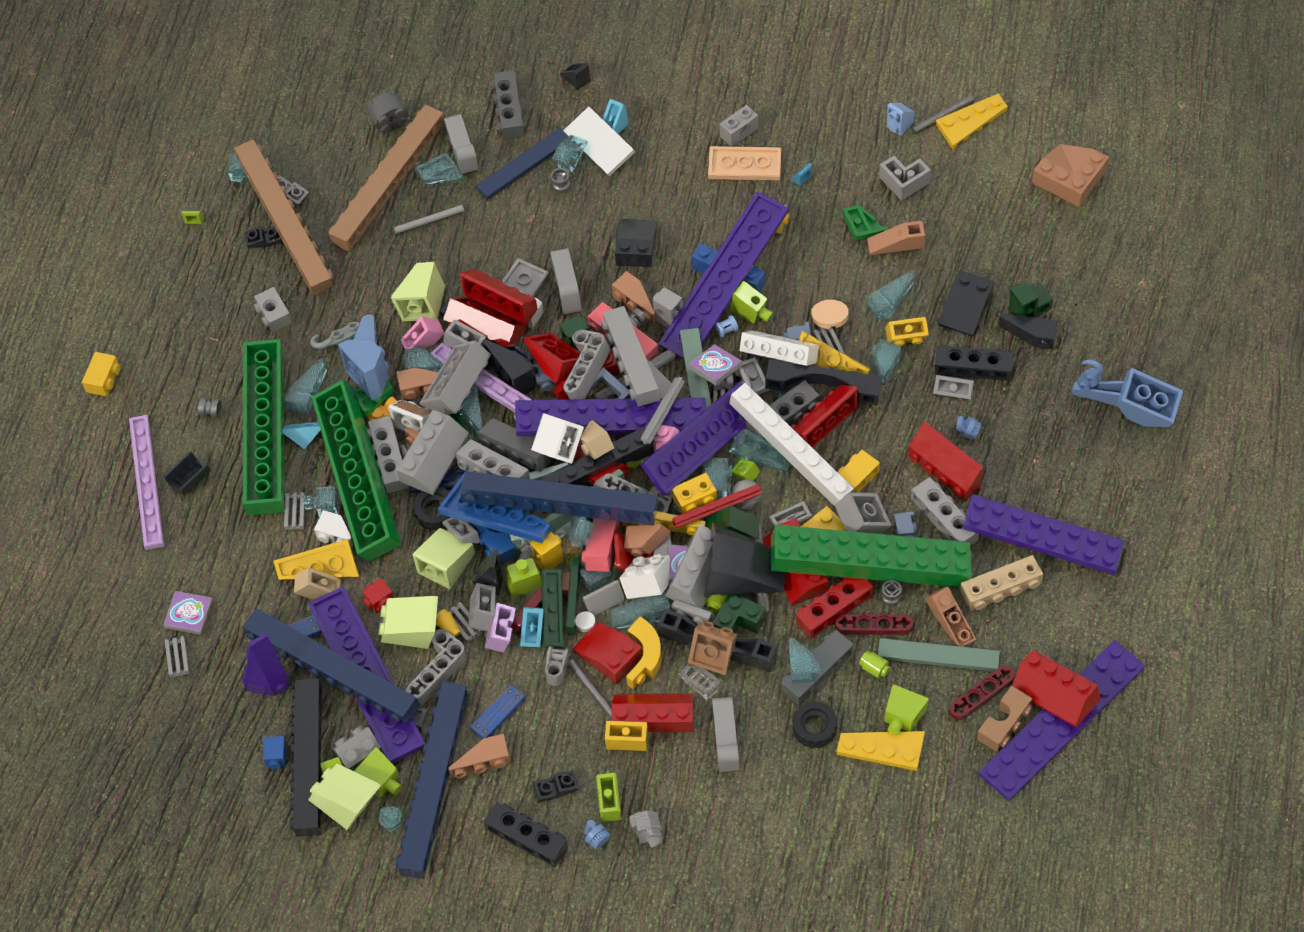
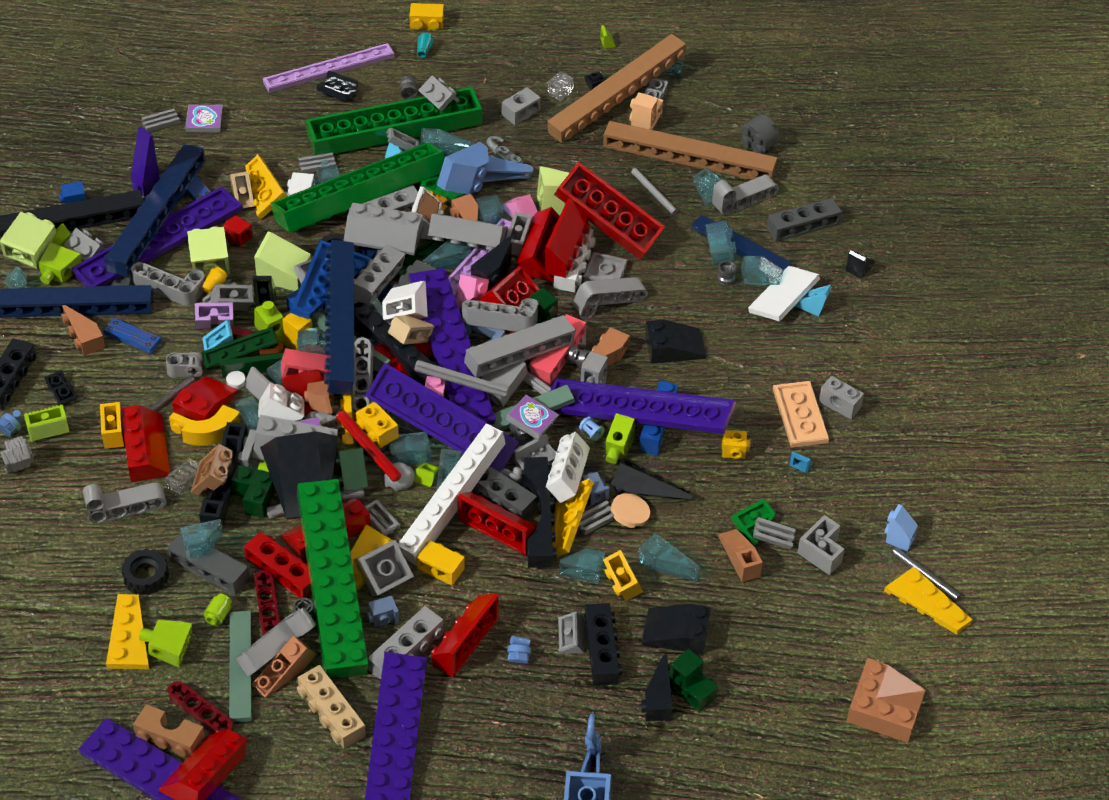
camera: 70 degrees right, 10 degrees down
(145, 383) = (425, 42): none -> teal cone
(250, 372) = (437, 93): none -> light grey bracket
(254, 269) = (560, 85): none -> clear brick
(299, 422) = (401, 139): none -> light grey tile
(322, 200) = (645, 111): none -> light nougat brick
(470, 250) = (610, 210): none -> red brick
(523, 175) = (720, 242): none -> clear light blue brick
(537, 385) = (470, 288): none -> bright pink slope
(772, 393) = (516, 475): none -> light grey arm
(802, 296) = (634, 479): none -> black wedge
(884, 202) = (774, 529): none -> light grey tile
(923, 616) = (274, 640): none -> light grey beam

